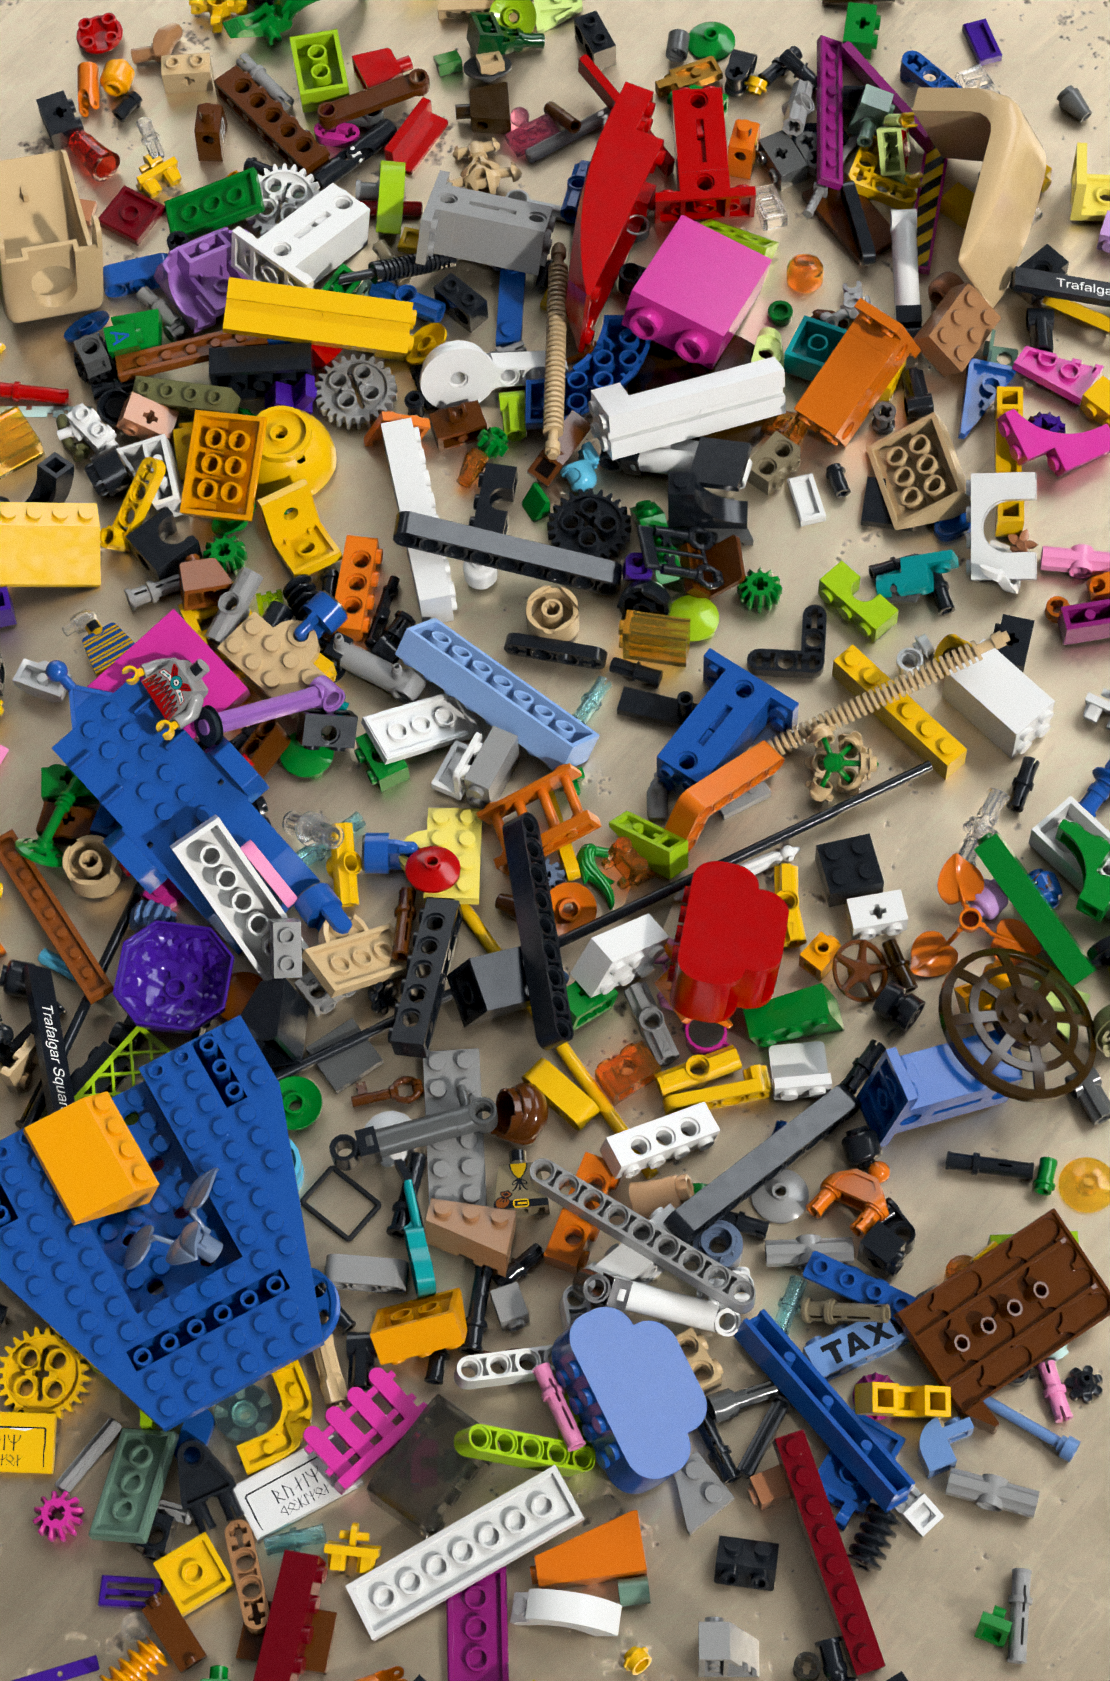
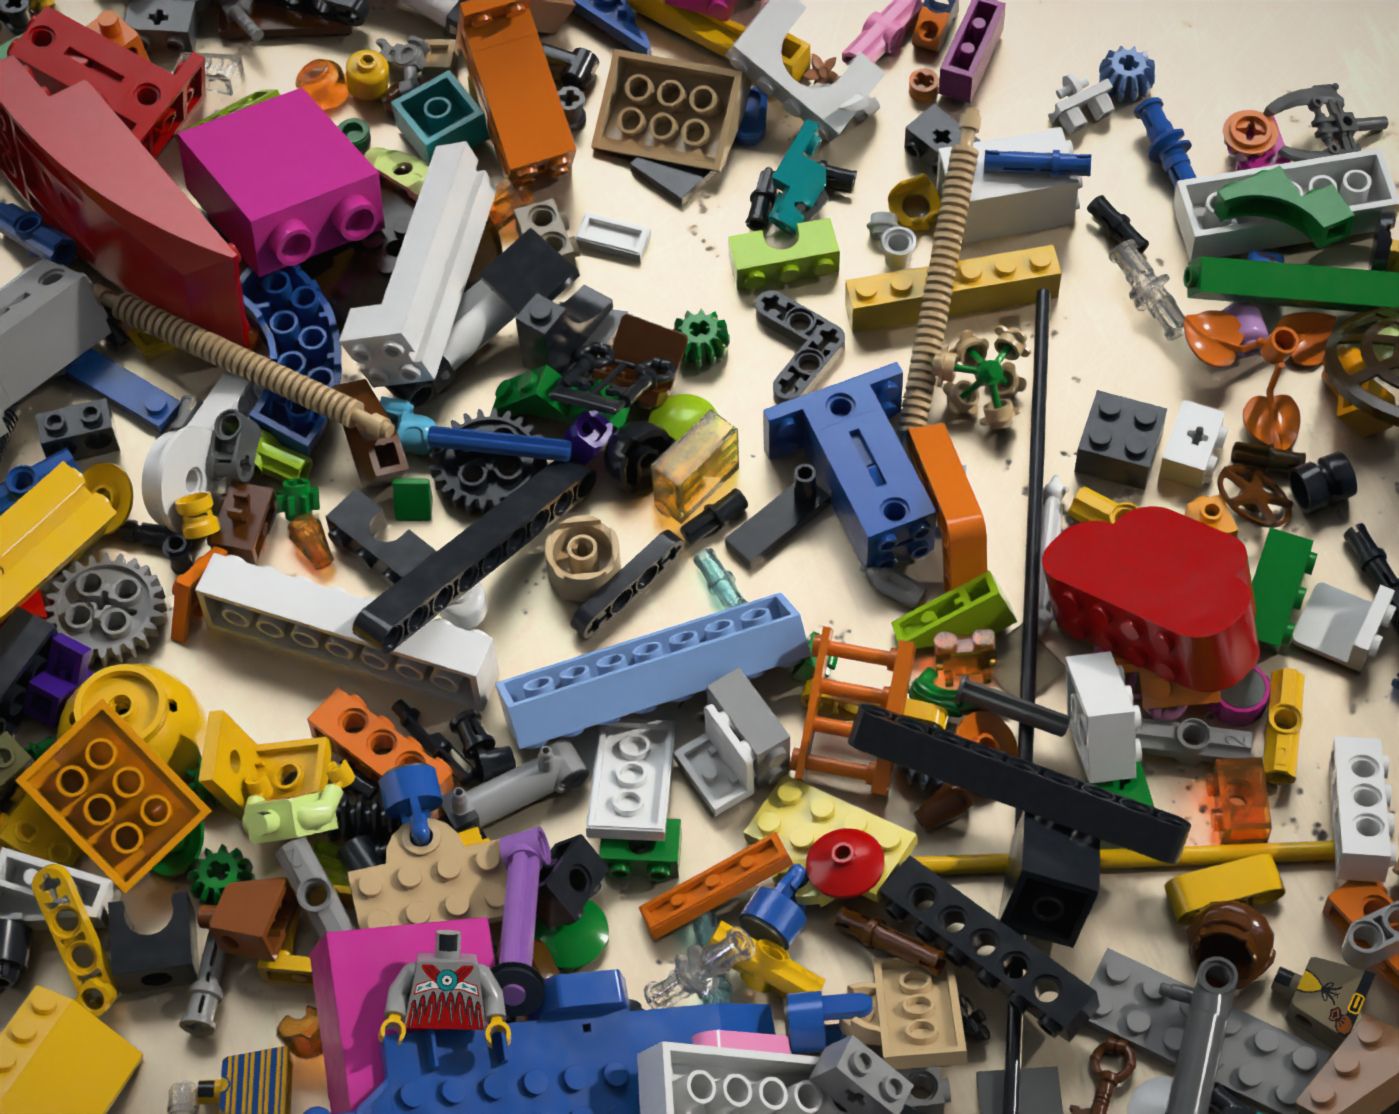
camera: 60 degrees left, 5 degrees down
(273, 560) = (295, 814): none -> yellowish green torso
(379, 810) = (715, 885): none -> orange tile
(435, 395) = (197, 515): none -> yellow wheel
(498, 384) = (234, 447): none -> dark grey piece
(596, 523) = (499, 443): none -> blue axle
(599, 897) = (1012, 707): none -> dark grey axle
(753, 1088) = (1334, 676): yellow beam -> none
(824, 291) = (367, 74): none -> yellow head
(835, 473) = (613, 192): black pin -> none
(1013, 708) = (1038, 163): none -> blue pin

